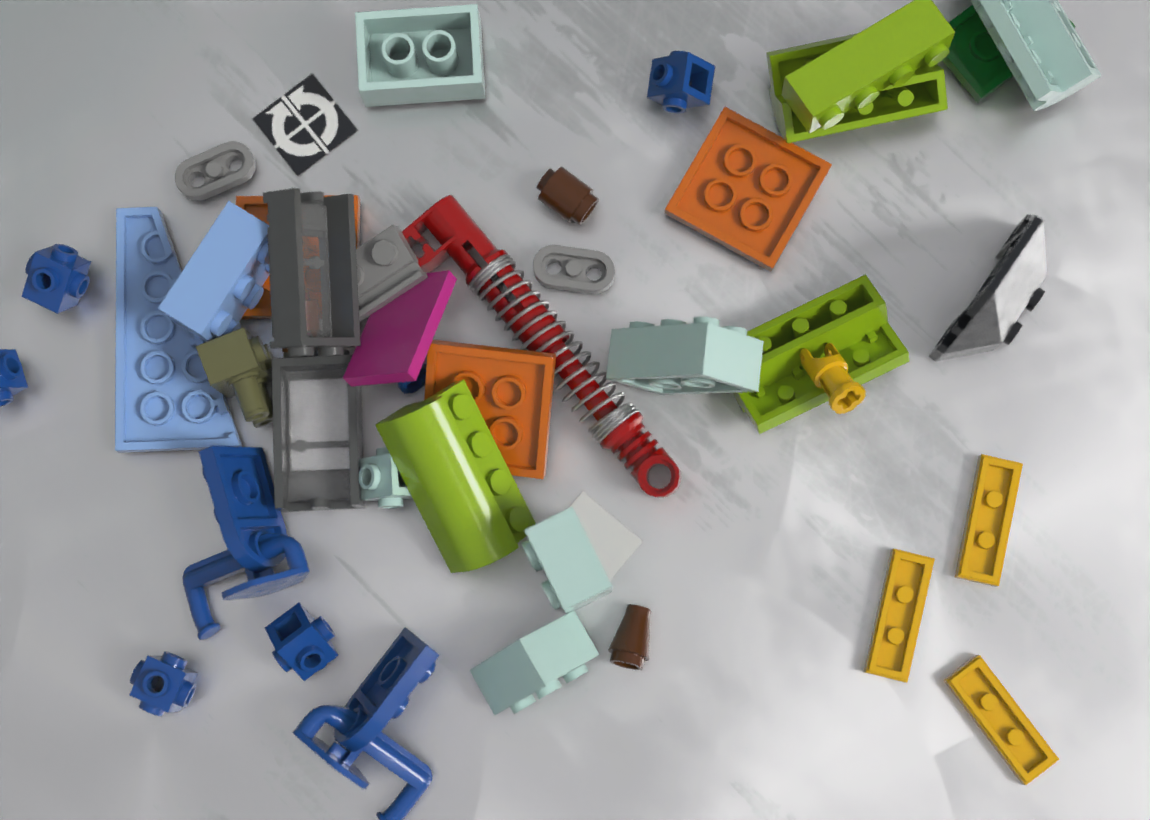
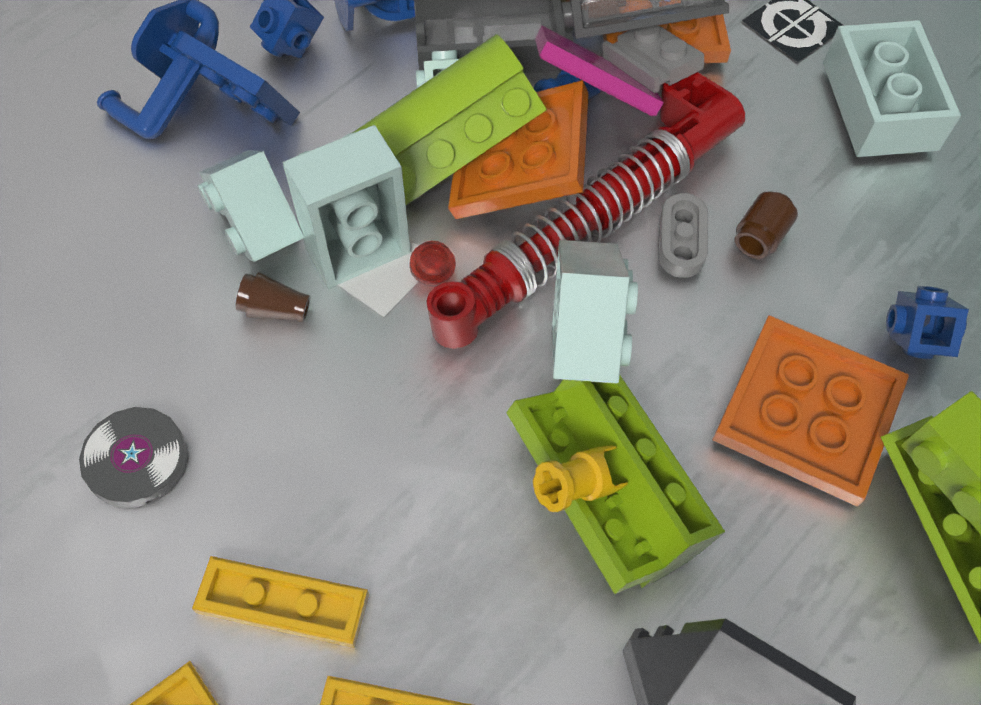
camera: 80 degrees right, 20 degrees down
(596, 496) = (432, 263): none -> clear red plate
(777, 746) = (133, 457): none -> dark grey tile

